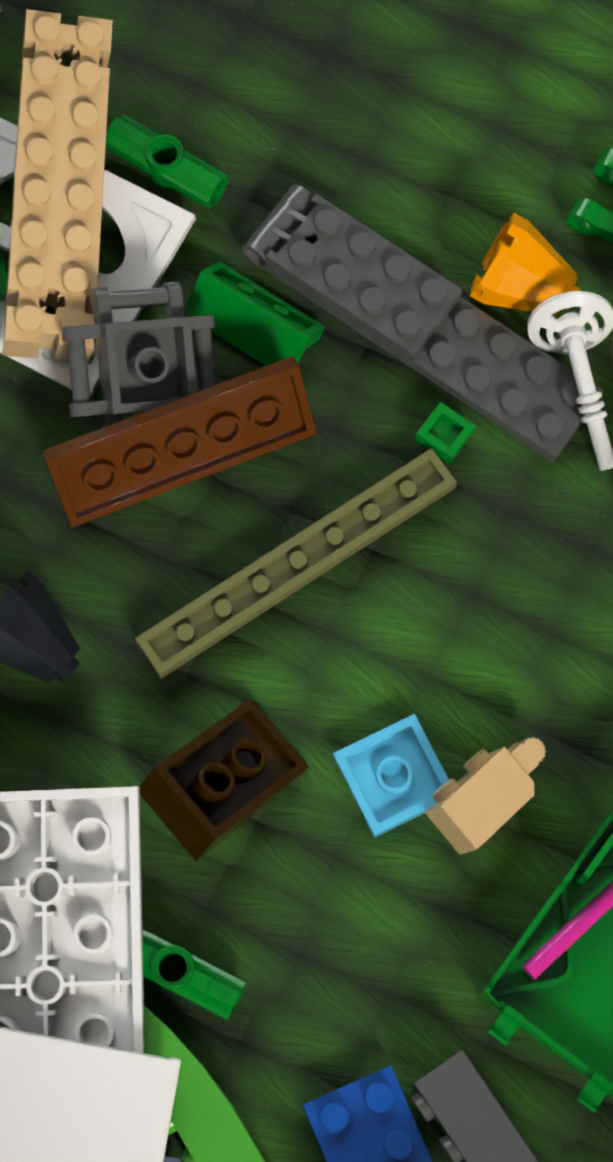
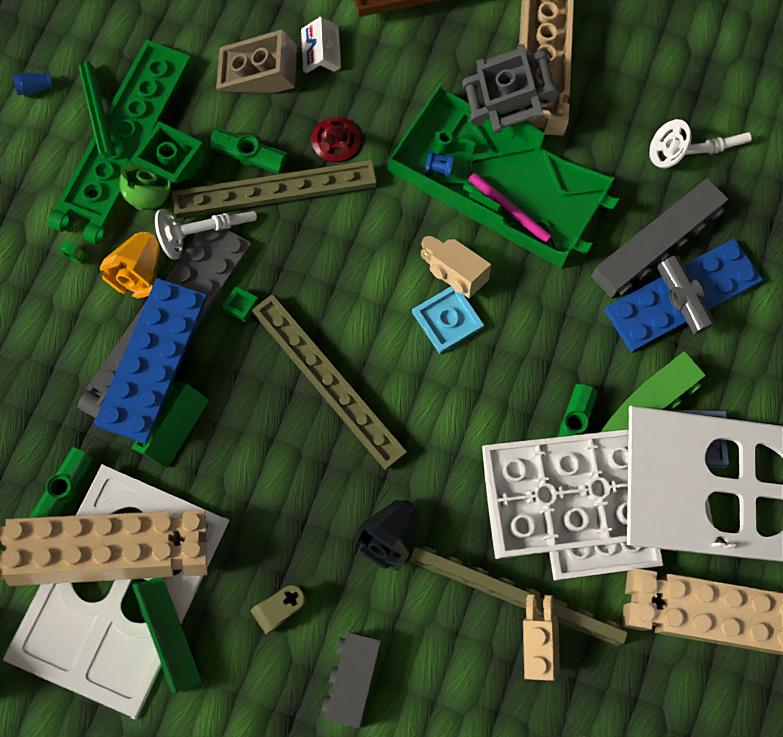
camera: 100 degrees left, 0 degrees up
(142, 360) = (213, 475): dark grey brick -> none
(181, 441) = (261, 453): reddish brown plate -> none
(221, 779) = (464, 409): dark brown slope -> none
(349, 284) = (151, 361): none -> blue plate
(553, 184) = (72, 252): none -> green tile

